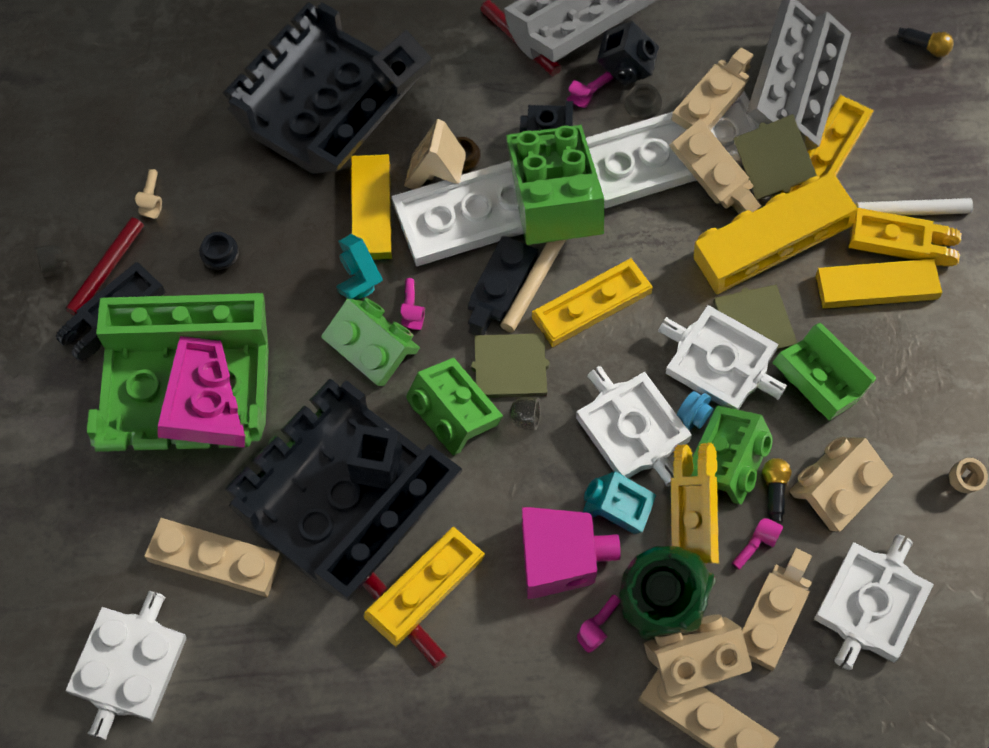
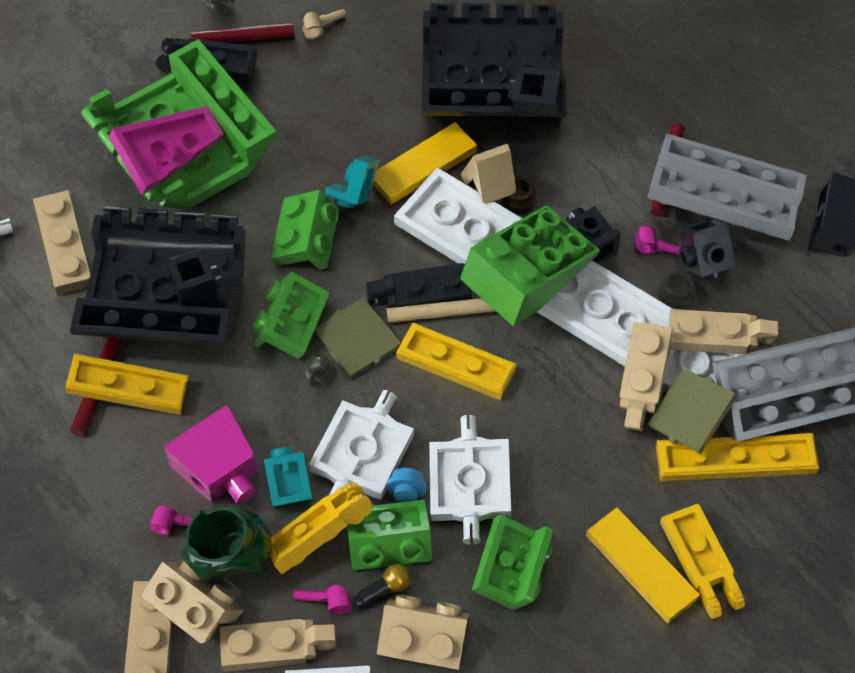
camera: 55 degrees right, 5 degrees down
(218, 251) = (307, 91): black plate -> none
(412, 315) = (348, 243): dark pink hand -> none
(760, 311) = (537, 489): olive piece -> none
(774, 232) = (618, 451): yellow brick -> none
(921, 207) = (746, 556): white bar -> none

